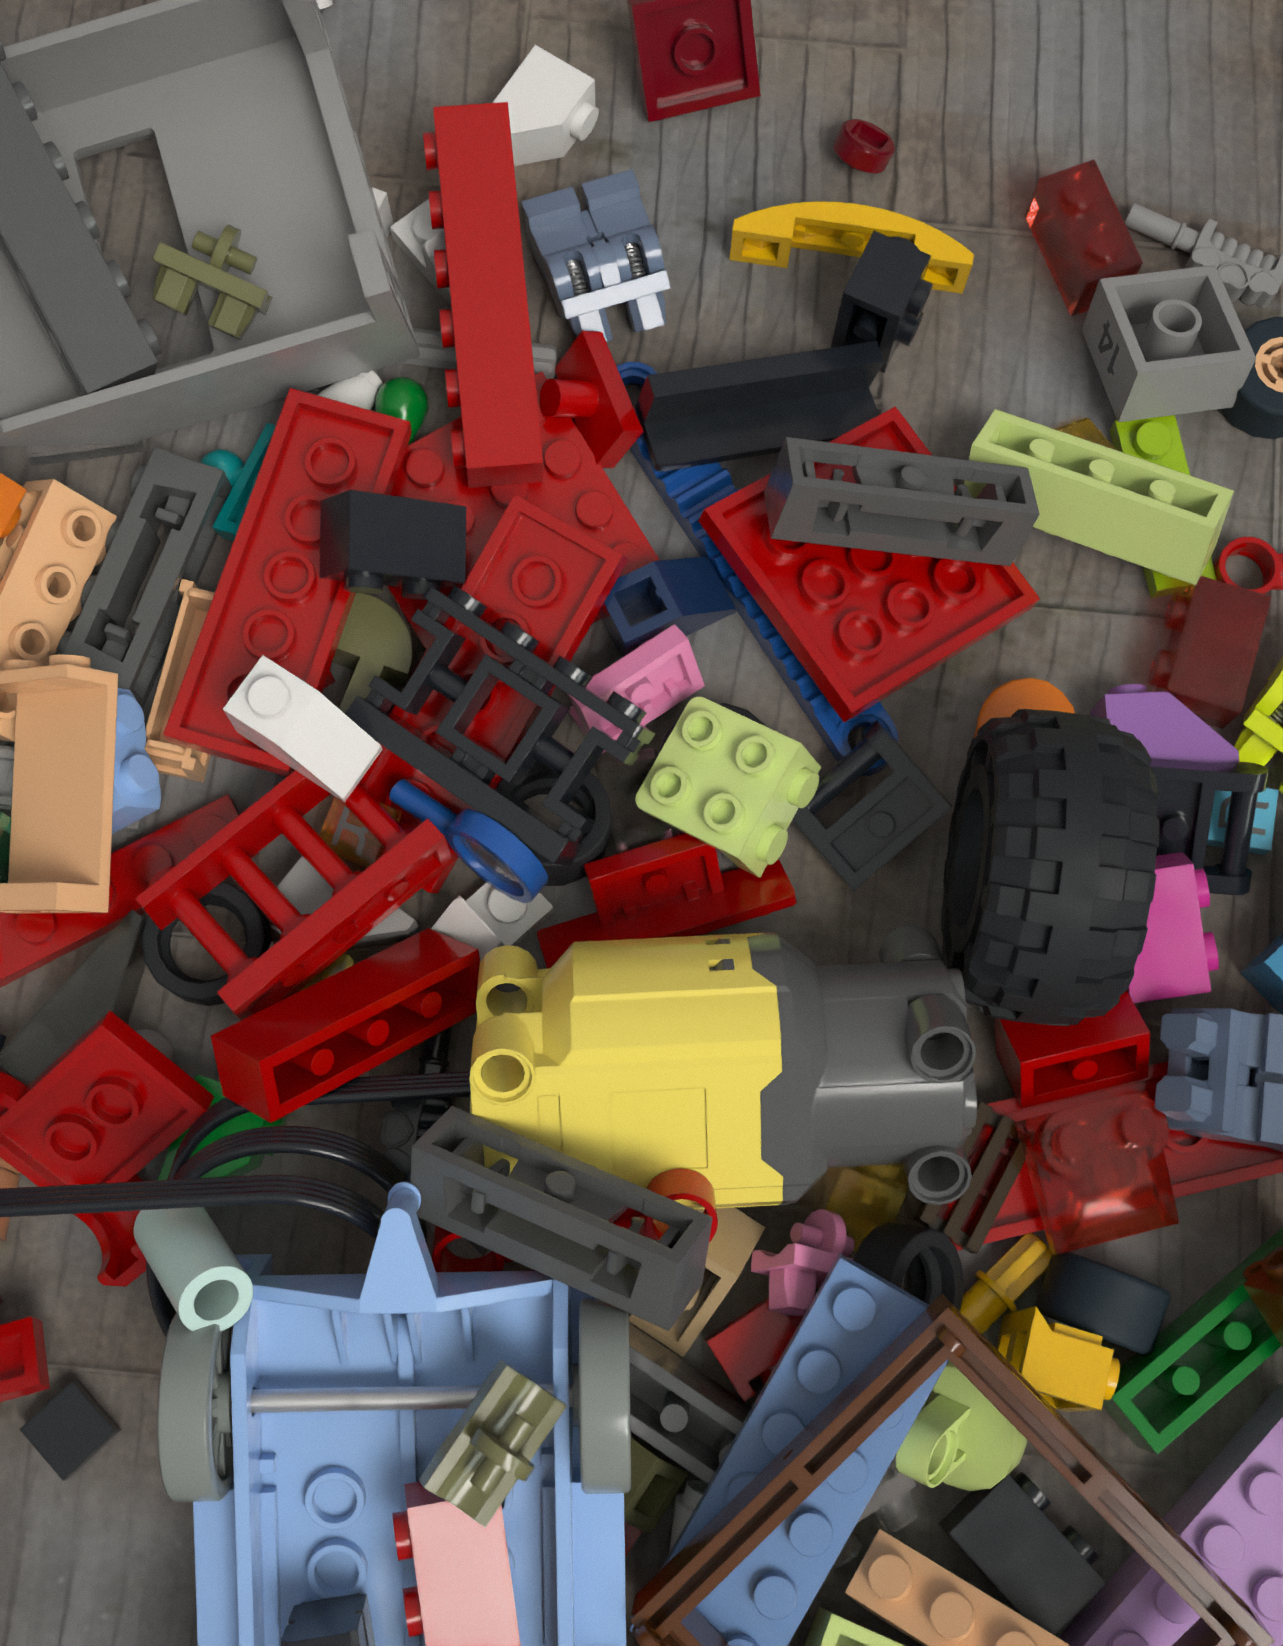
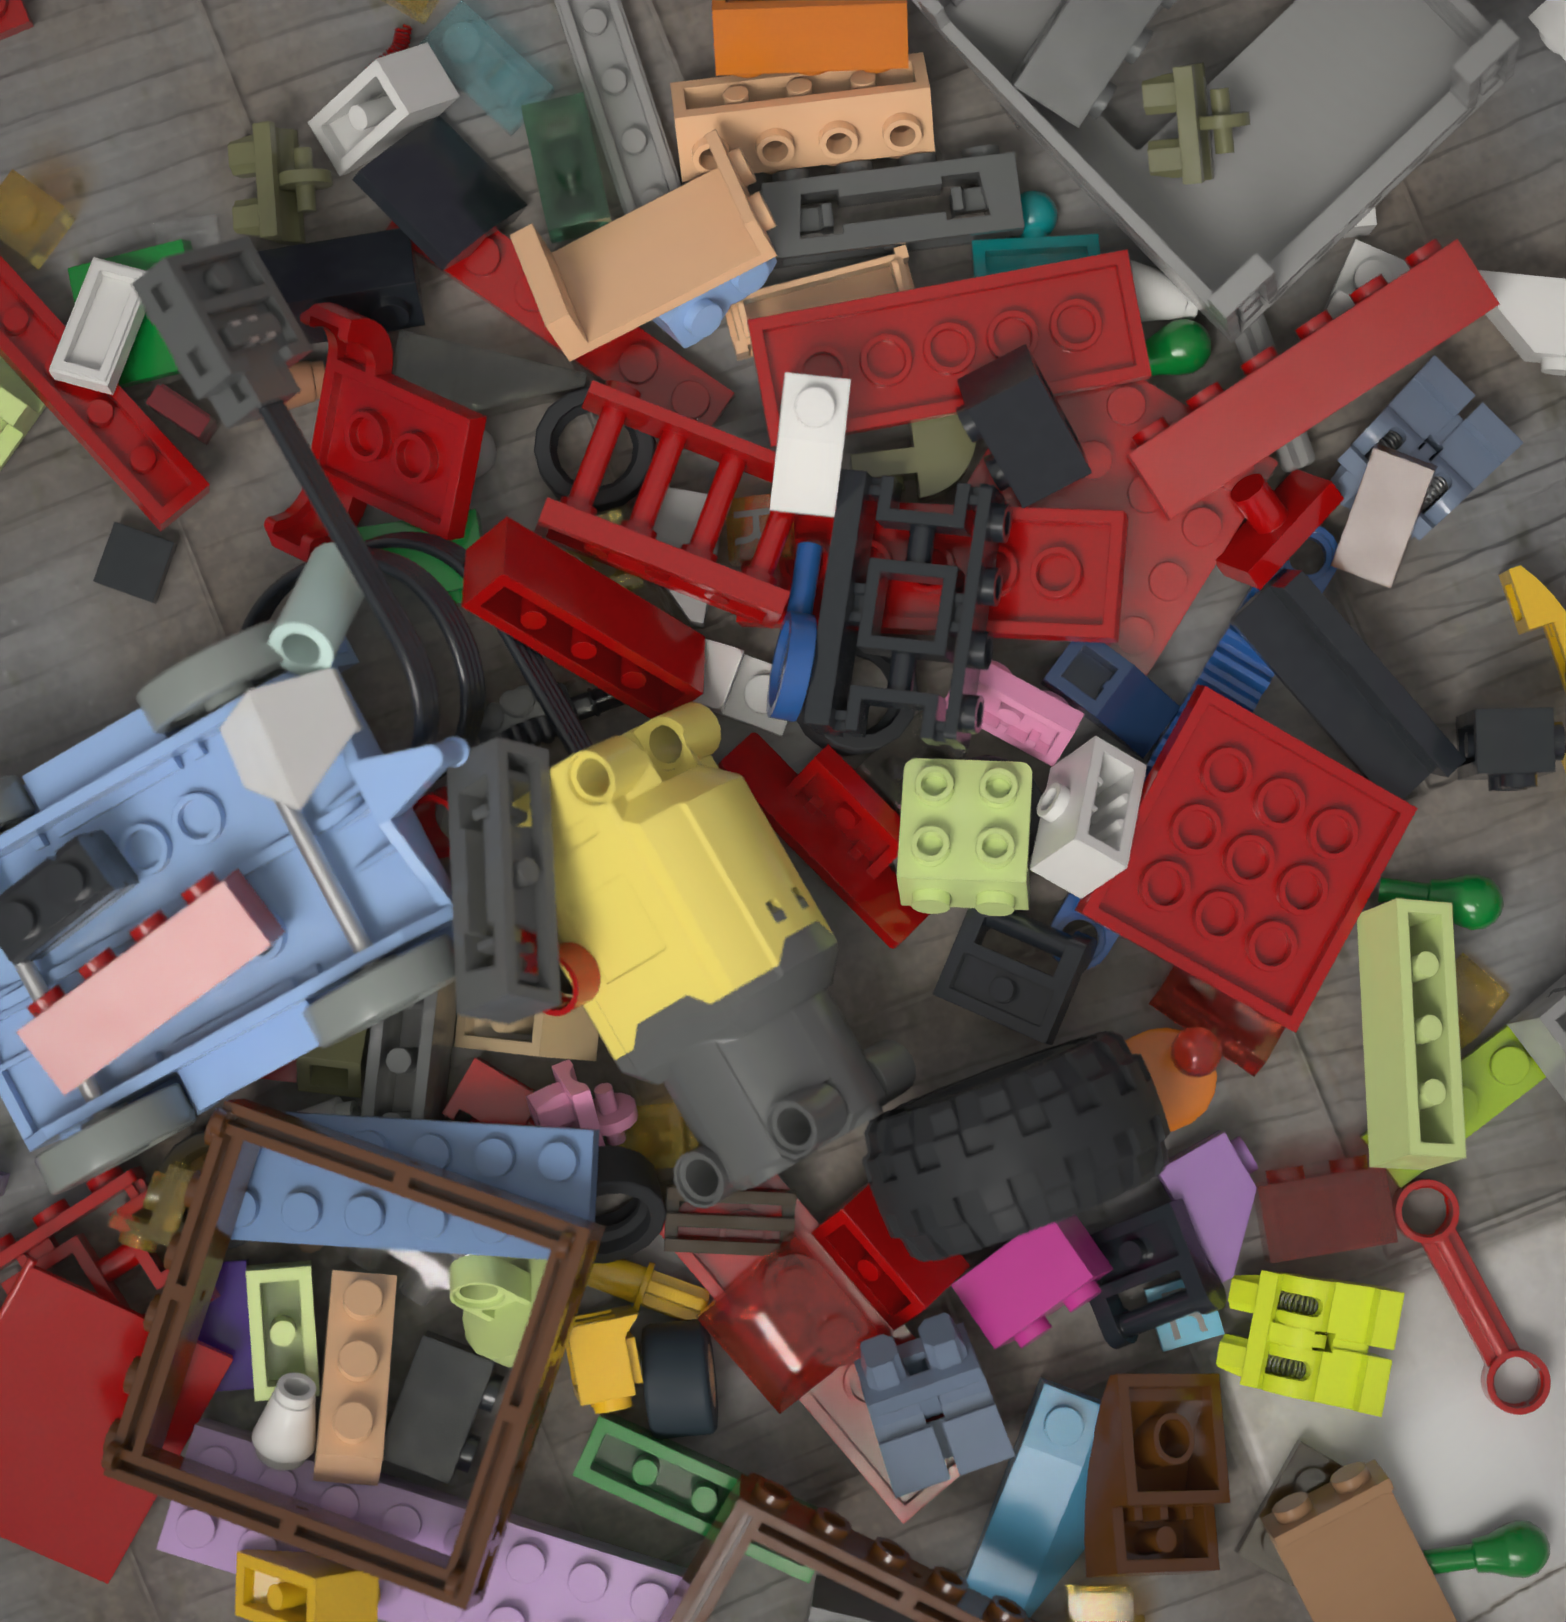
camera: 65 degrees right, 10 degrees up
(295, 1357) = (290, 735): none -> white slope
(493, 1443) = (304, 921): olive hips -> none
(634, 301) = (1384, 515): none -> tile
(769, 667) = (1088, 817): none -> white brick
(900, 503) = (1299, 860): dark grey brick -> none
(990, 394) = (1474, 897): none -> green piece
(1003, 658) = (1212, 1027): none -> clear red plate

